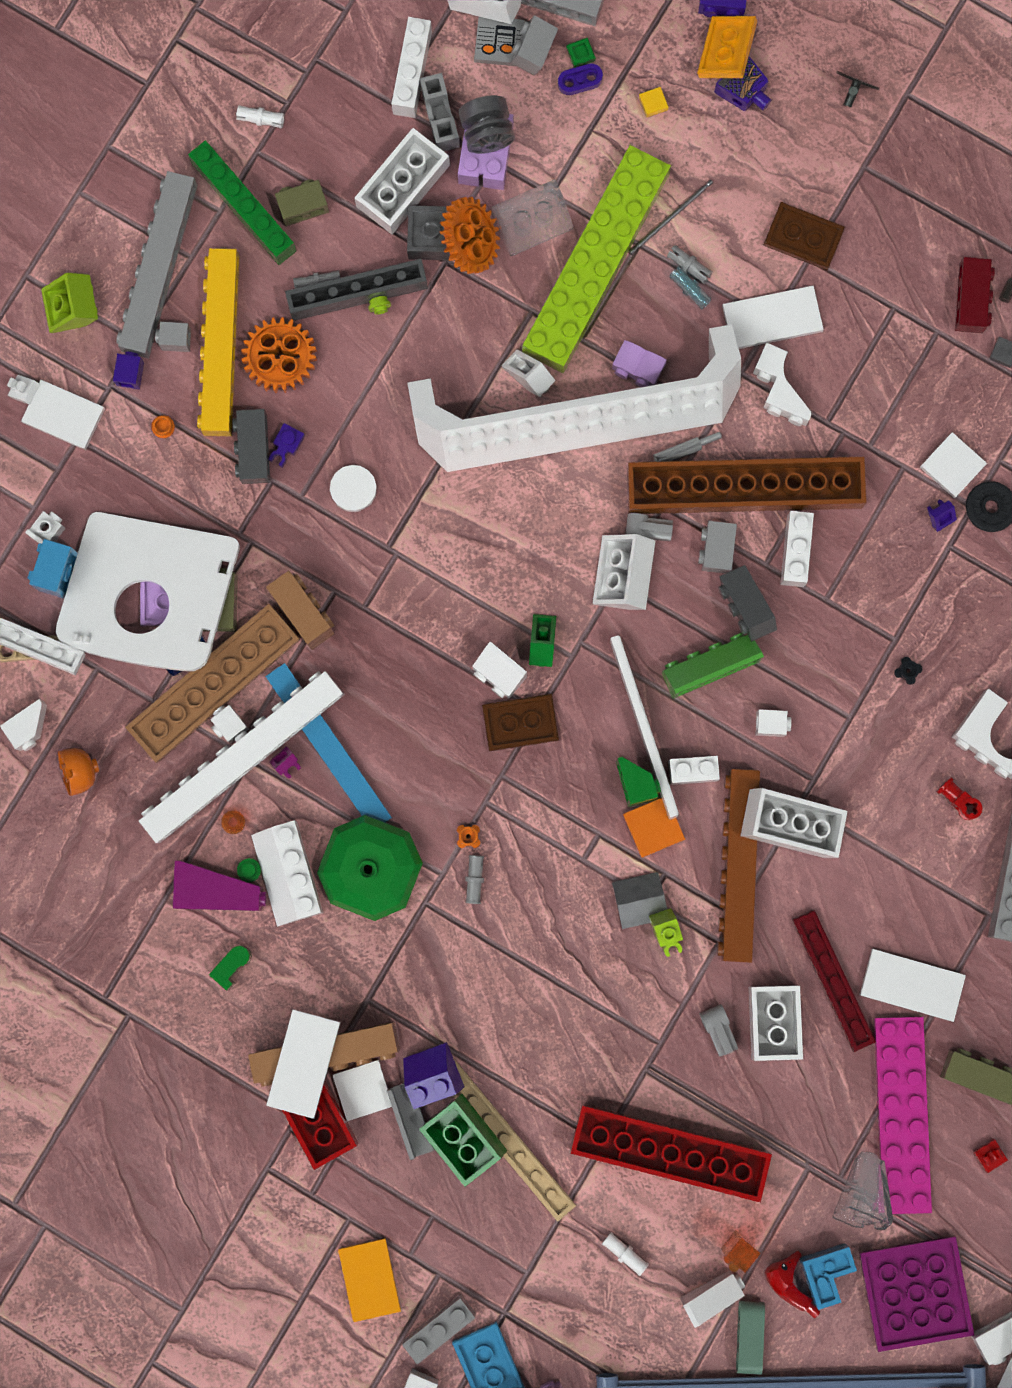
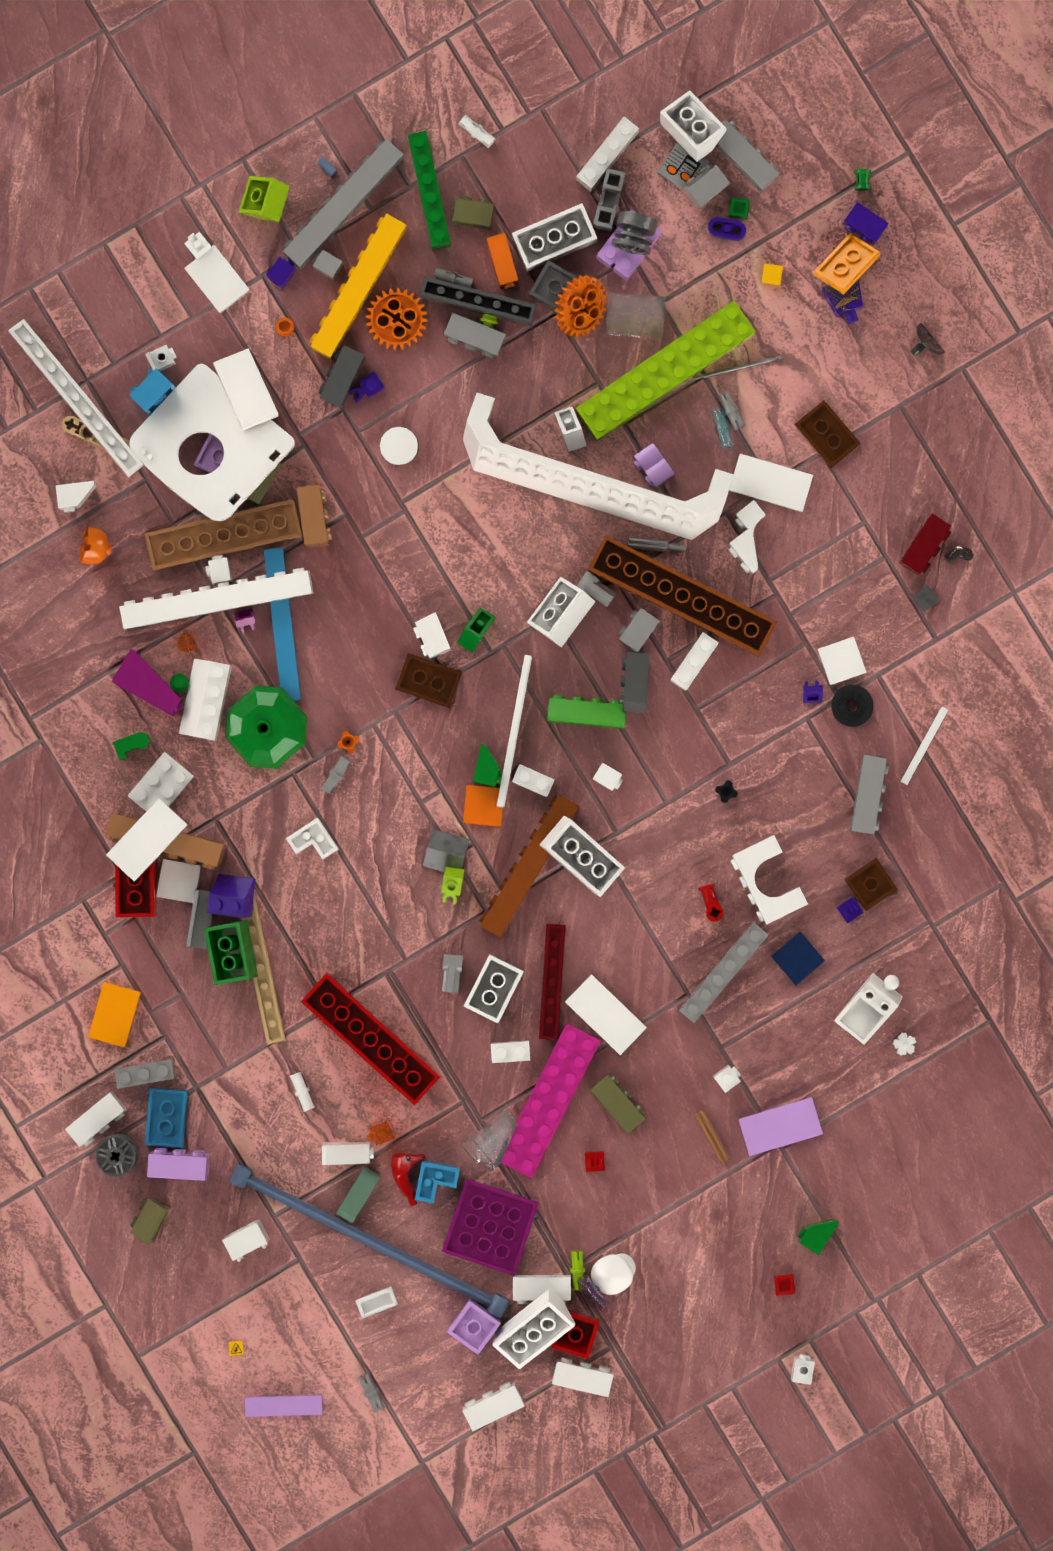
camera: 25 degrees right, 5 degrees up
(120, 235) = (327, 167): none -> sand blue tile
(155, 513) = (245, 389): none -> white tile
(287, 987) = (163, 781): none -> white plate
(359, 233) = (502, 261): none -> orange slope
(372, 329) = (474, 336): none -> light grey brick
(484, 958) = (314, 834): none -> white tile
(831, 1083) = (510, 1051): none -> white brick

